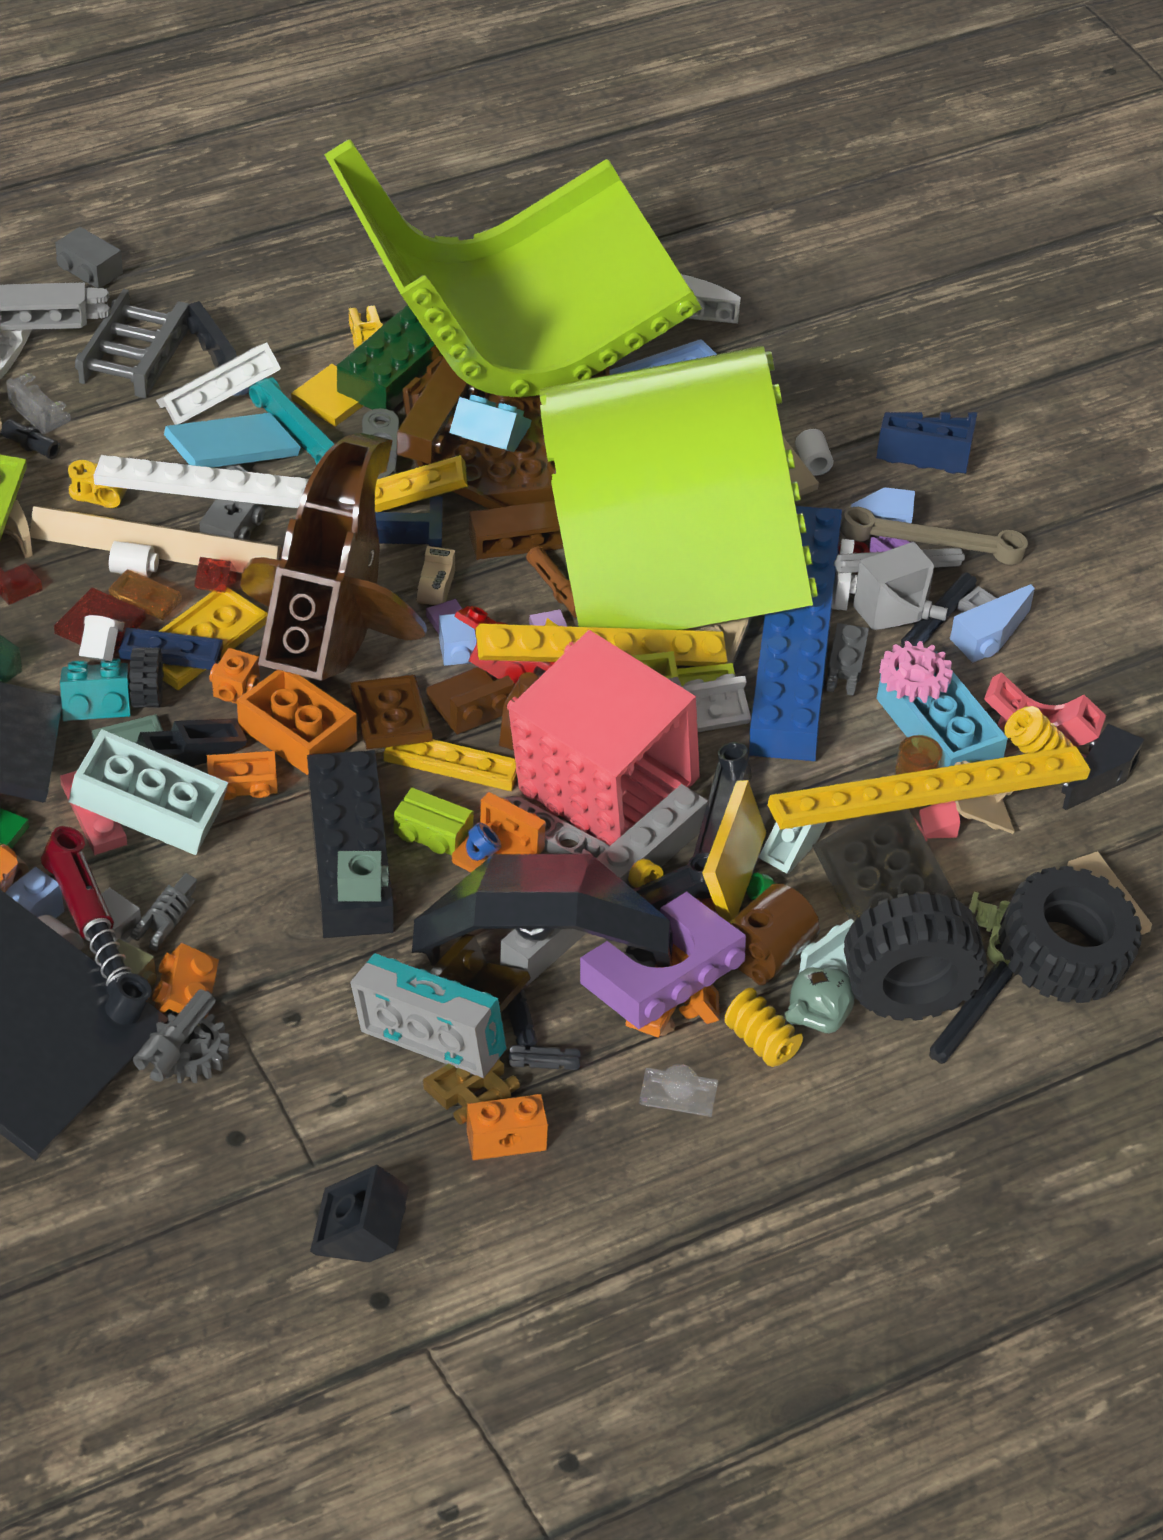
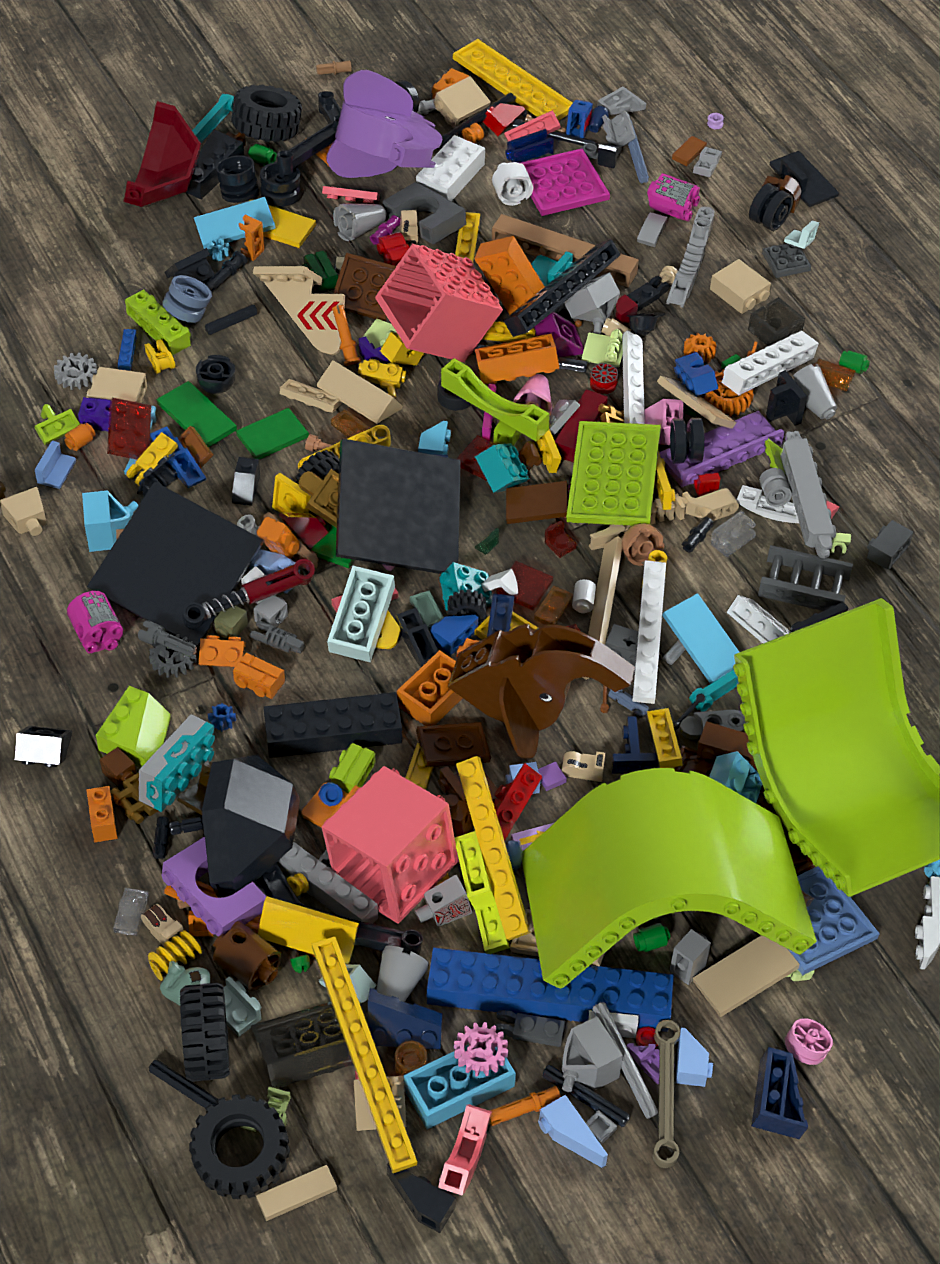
camera: 90 degrees right, 5 degrees up
(42, 486) = (640, 542): none -> nougat cylinder
(113, 1145) = (95, 621): none -> dark pink cylinder
(185, 698) = (453, 631): none -> blue slope
(244, 934) = (258, 676): none -> orange brick
(246, 773) = (390, 667): orange bracket -> none
(322, 979) = (222, 717): none -> blue gear
(336, 1096) = (135, 726): none -> lime wedge
(361, 876) = (277, 708): sand green brick -> none
(414, 1111) = (117, 767): none -> reddish brown brick
(711, 1044) = (161, 924): none -> tan leg
(720, 702) = (467, 931): white bracket -> none
(789, 769) = (400, 972): none -> light grey cone
(814, 451) = (757, 1012): white brick -> none
(855, 410) = (810, 1037): none -> bright pink wheel
(865, 753) = (397, 1022): none -> dark blue wedge
(946, 642) = (531, 1103): none -> orange pin
(1034, 731) = (433, 1142): yellow piece -> none

